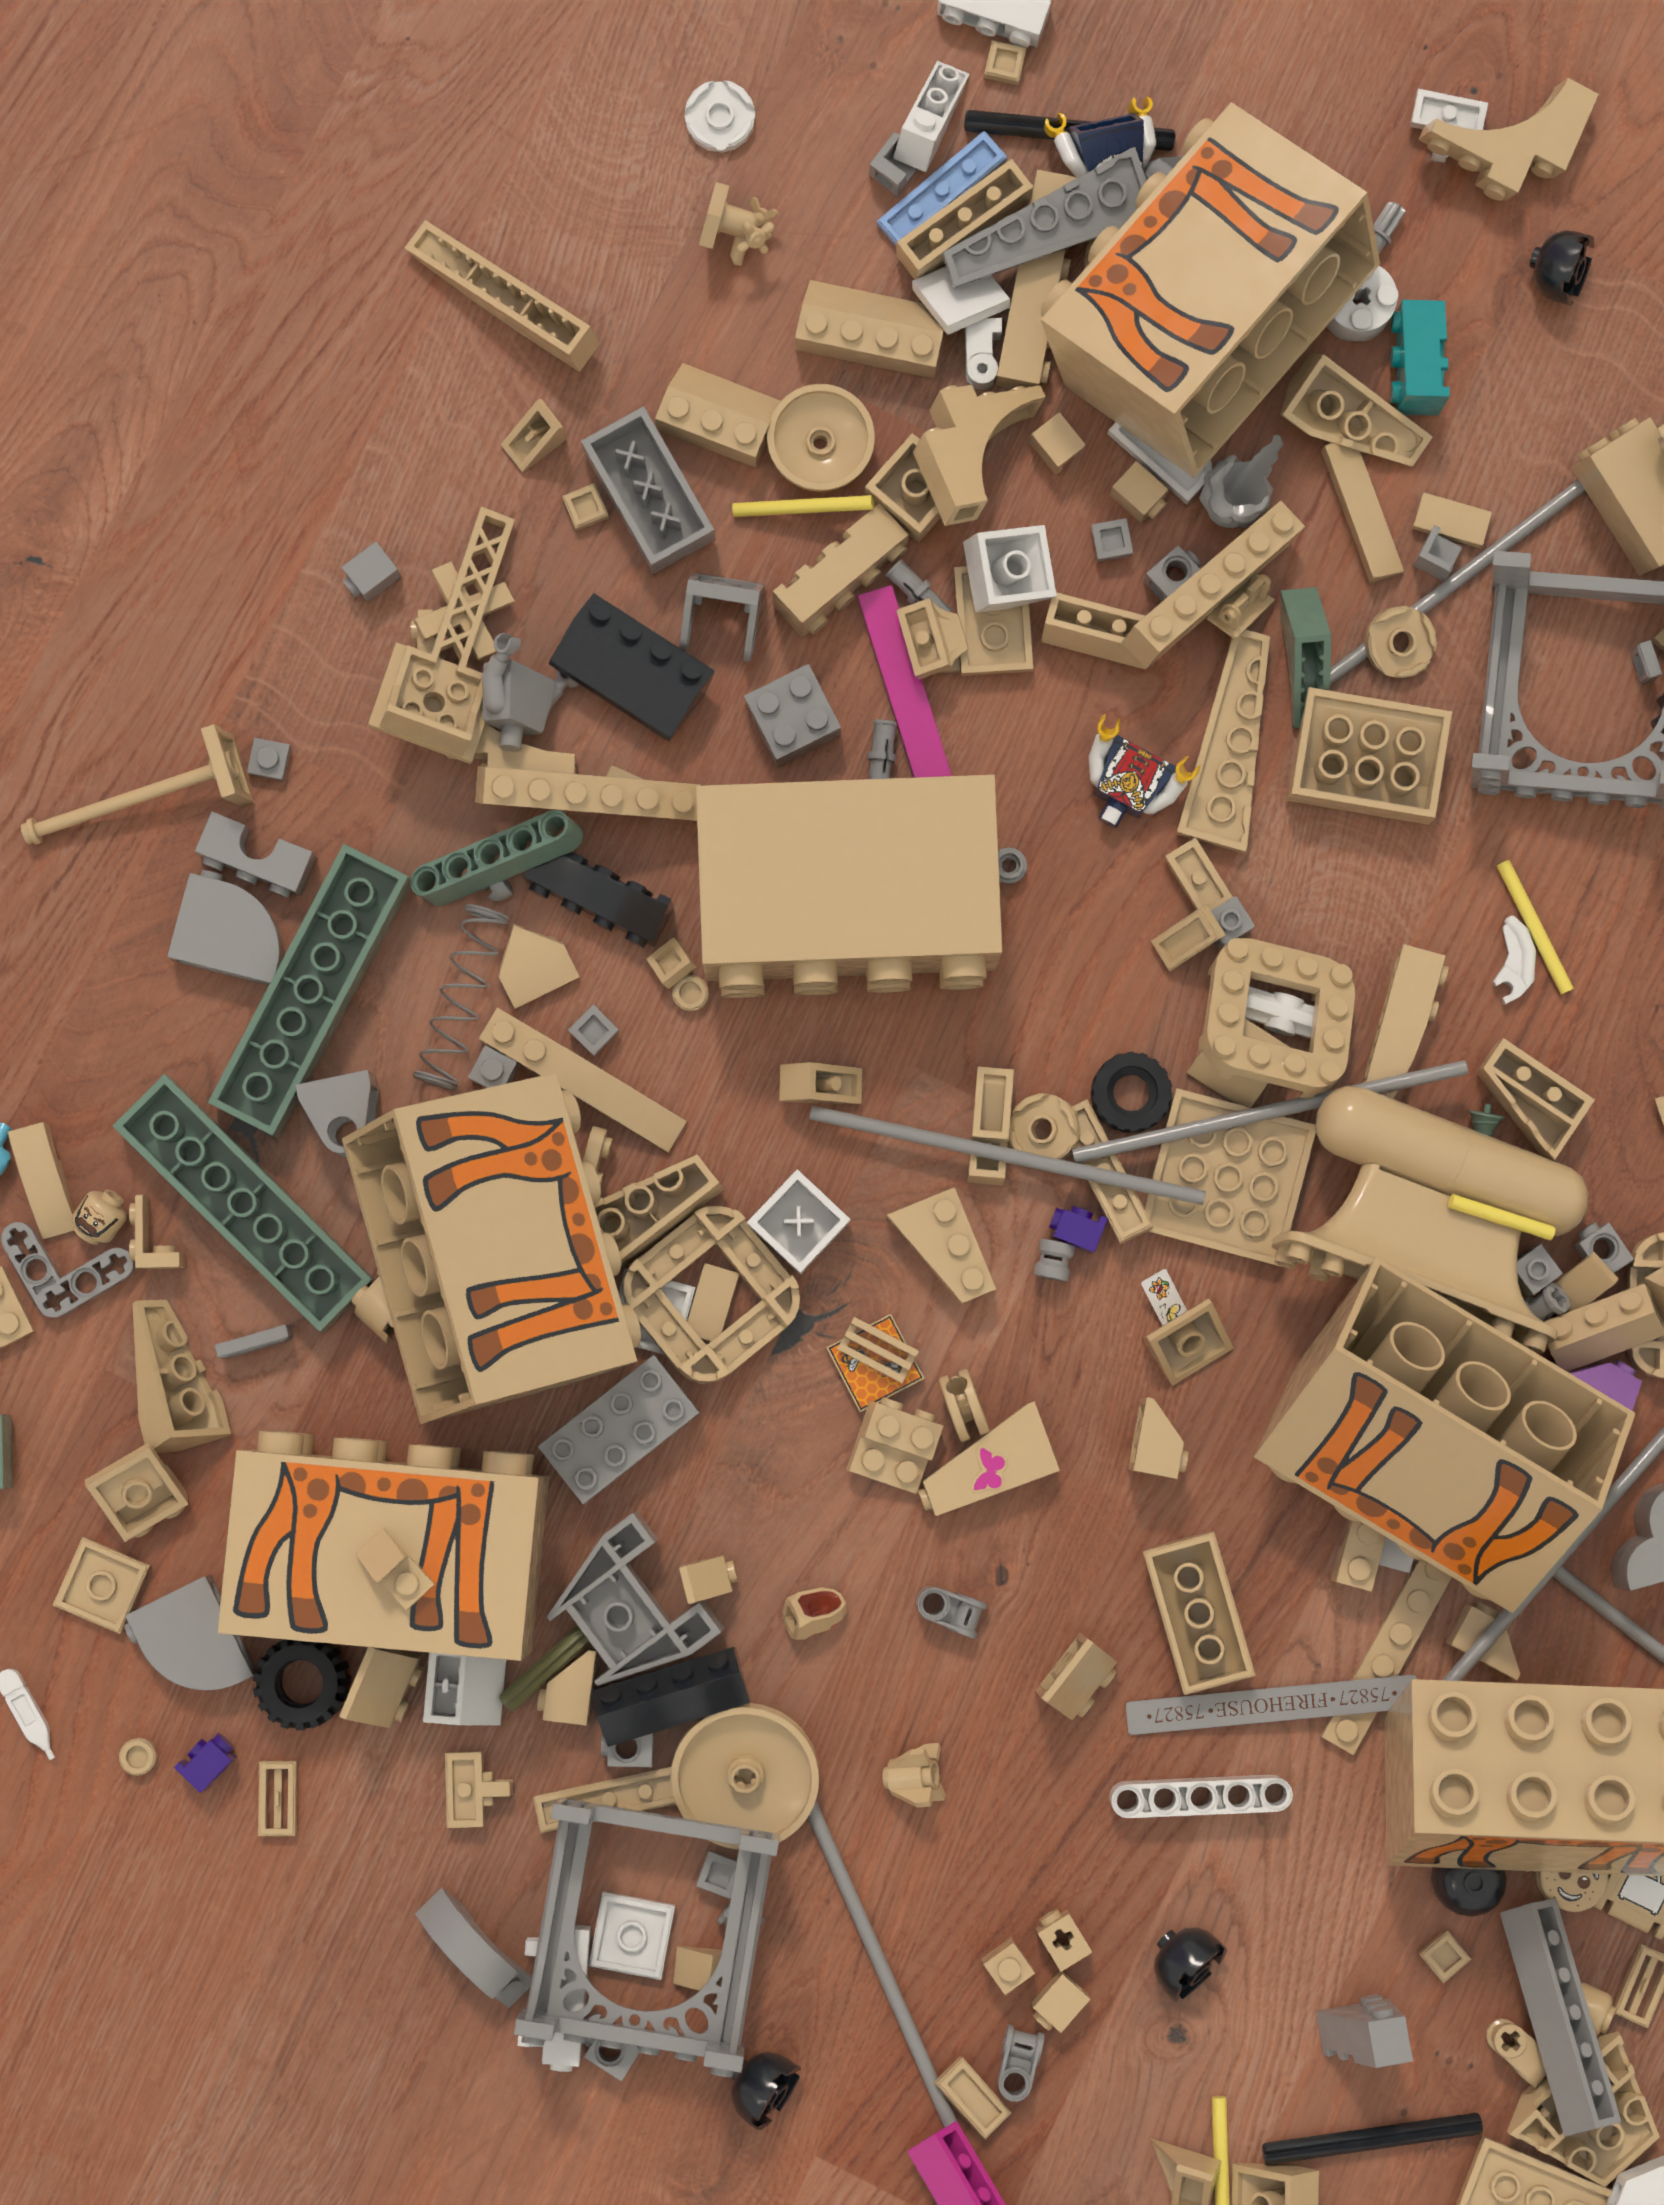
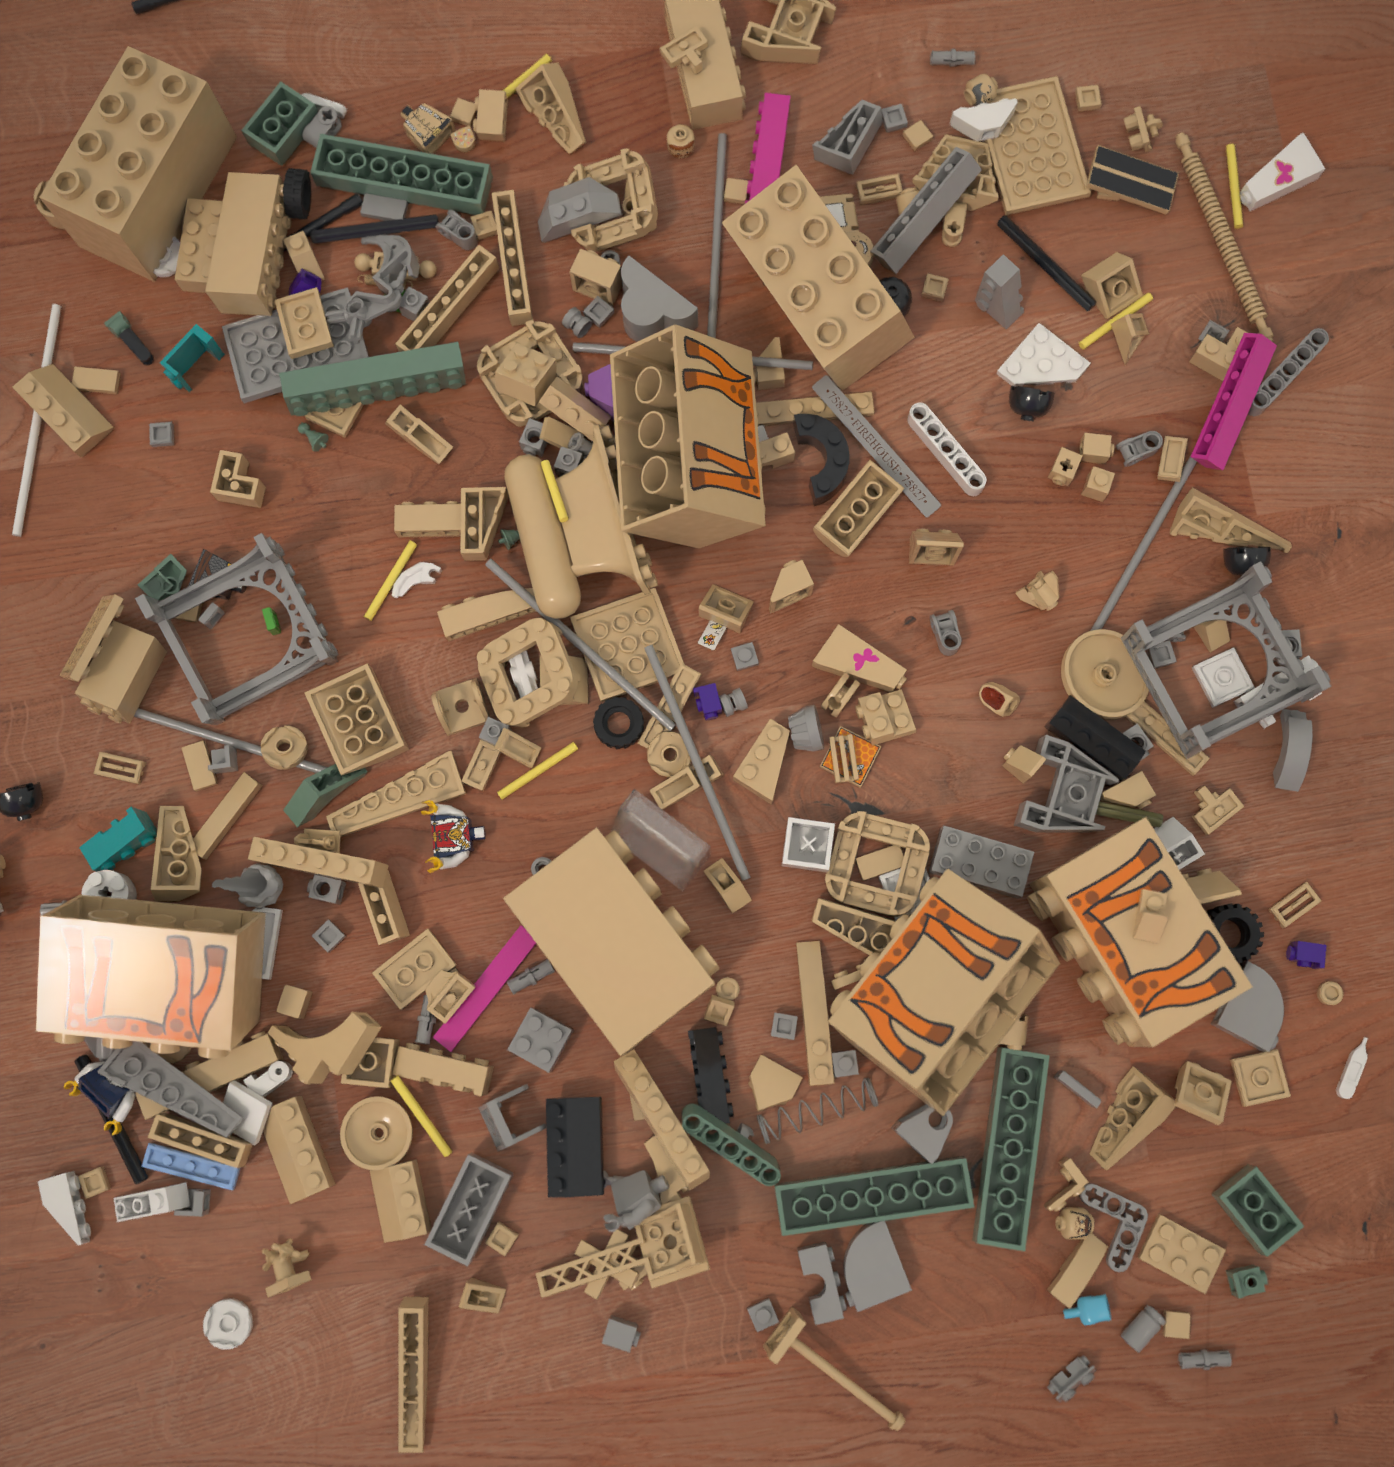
camera: 120 degrees left, 5 degrees down
(856, 2083) = (1209, 519): none -> tan wedge
(937, 1035) = (660, 840): none -> clear windscreen
(949, 1328) = (806, 729): none -> light grey piece
(1009, 568) = (381, 977): white slope -> none
(1105, 1320) = (744, 656): none -> light grey plate
(1139, 493) = (292, 938): tan brick -> none
(1142, 946) = (536, 771): none -> light yellow bar
(1234, 2026) = (1042, 361): none -> white plate
(1302, 879) = (446, 701): none -> tan hose
(1309, 1644) = (832, 444): none -> black brick
(1498, 437) = (138, 771): none -> tan tile
(1584, 735) = (271, 621): none -> bright green tile
(1586, 1030) = (428, 519): none -> tan brick

